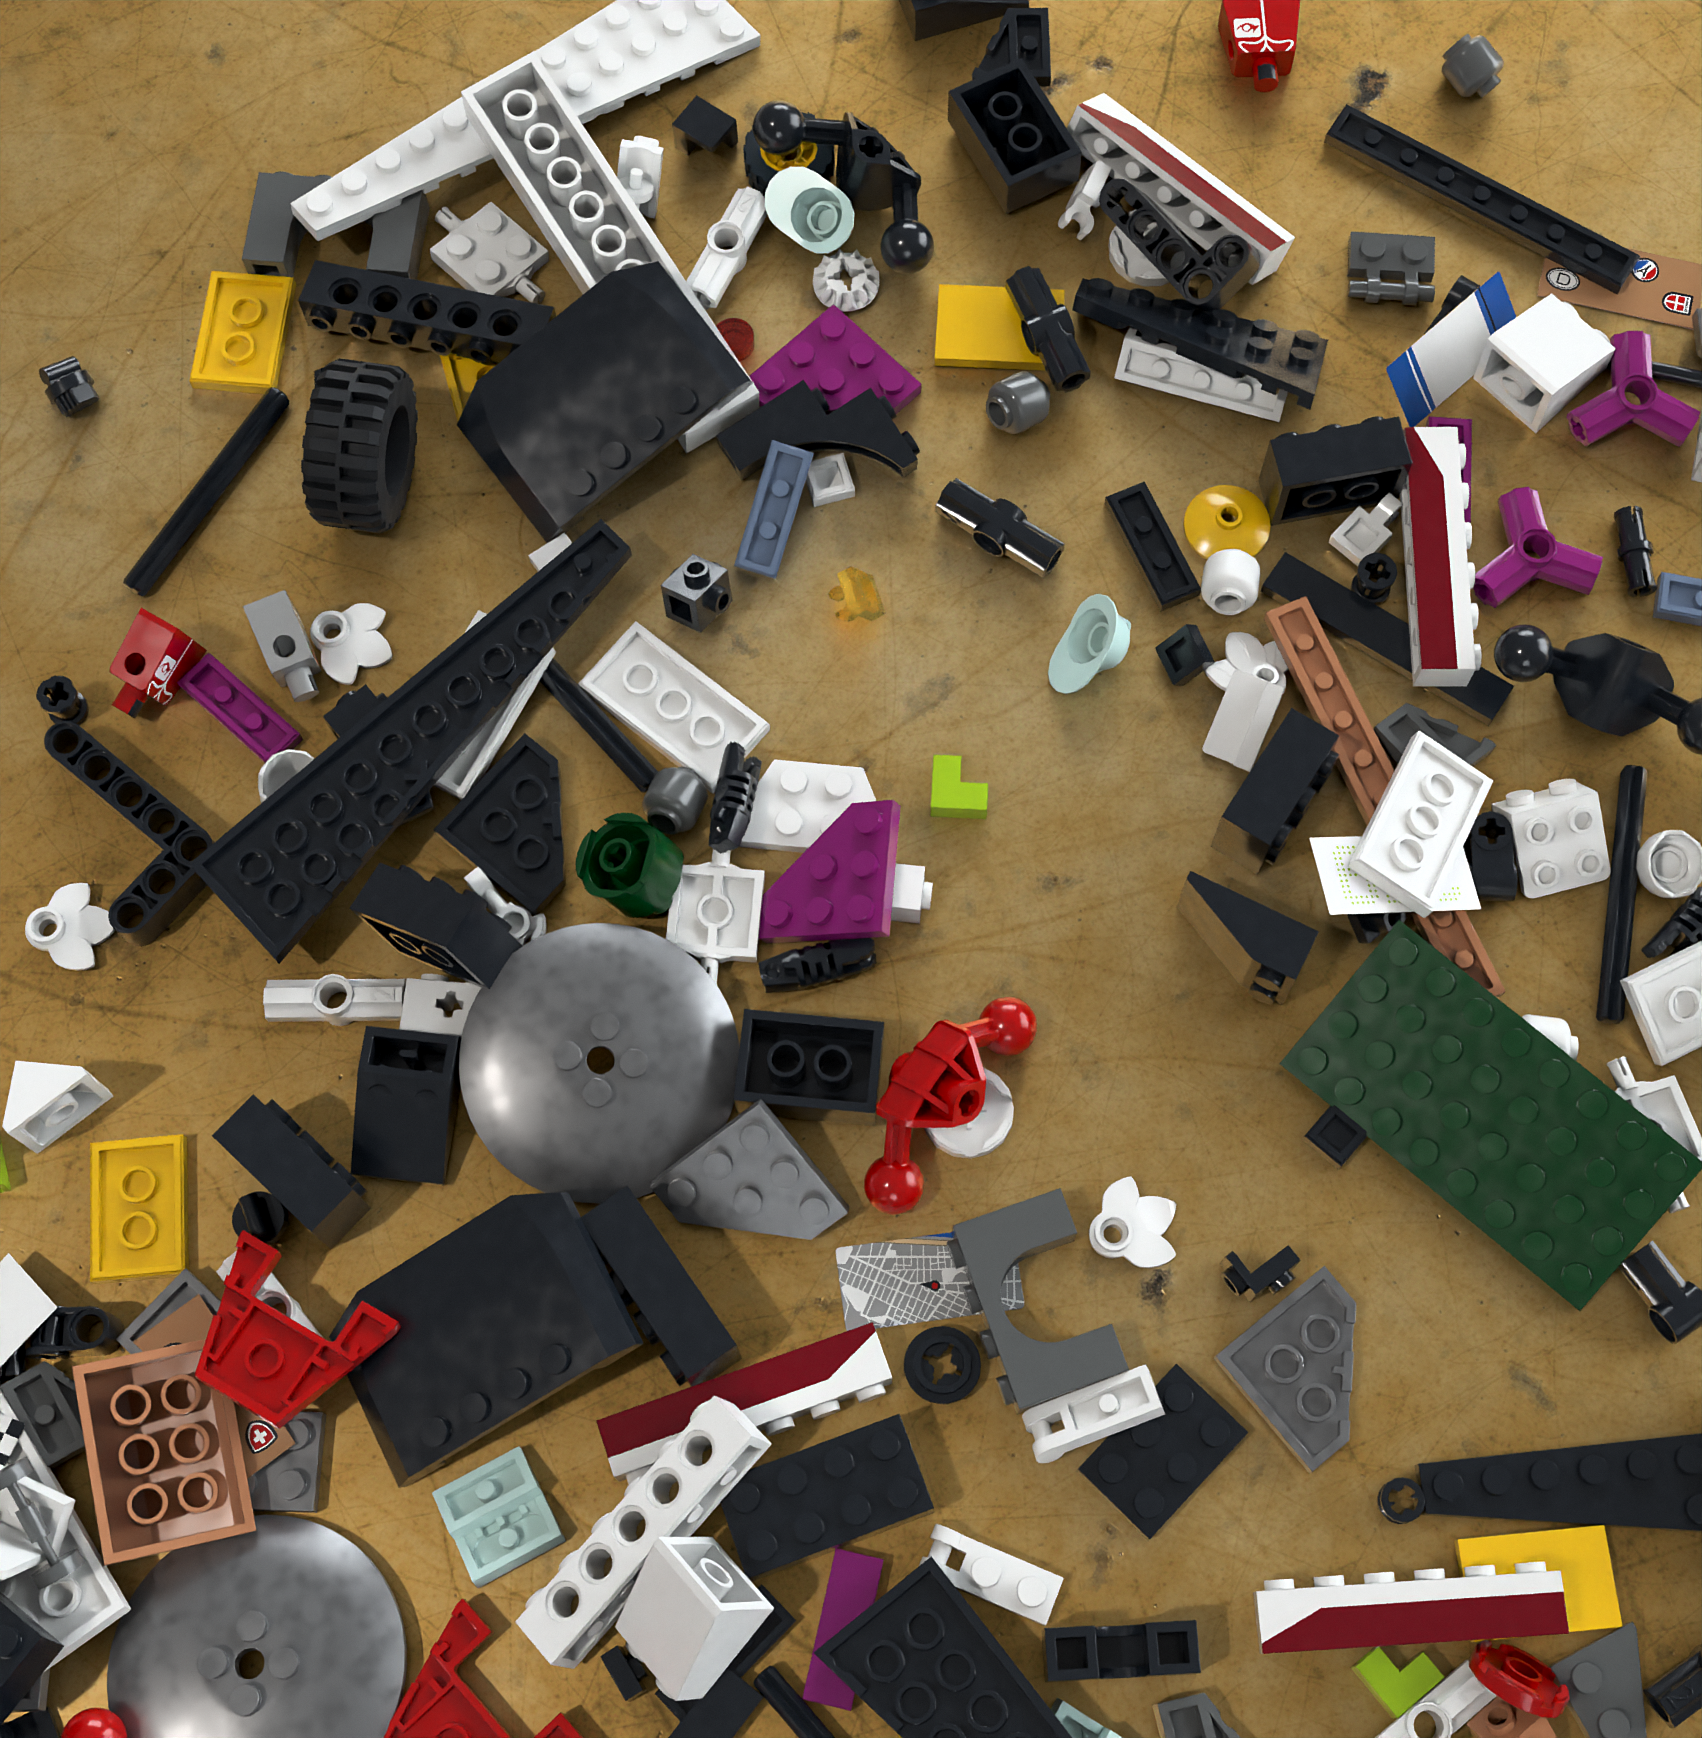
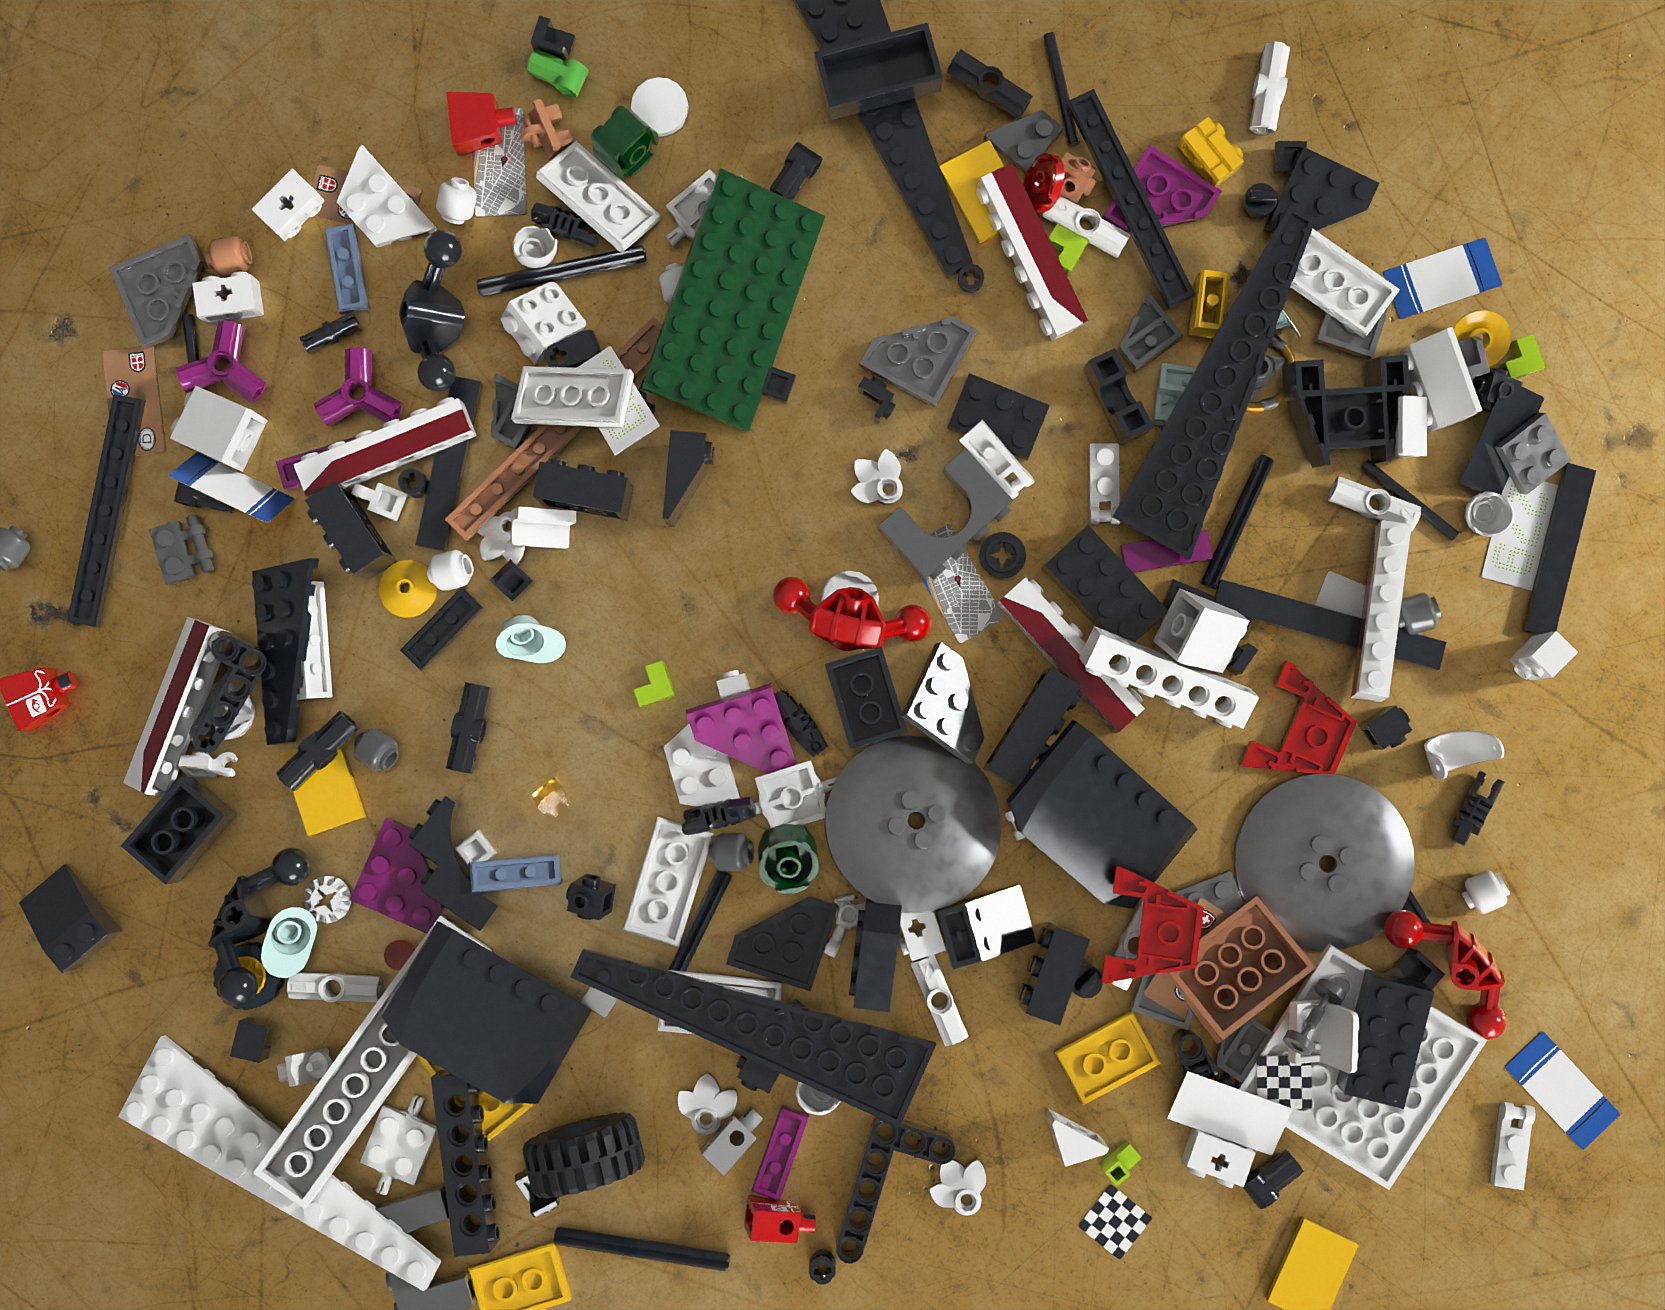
camera: 115 degrees left, 15 degrees up
(498, 1517) = (1188, 766): light aqua slope -> none
(1020, 35) = (105, 856): black wing -> none

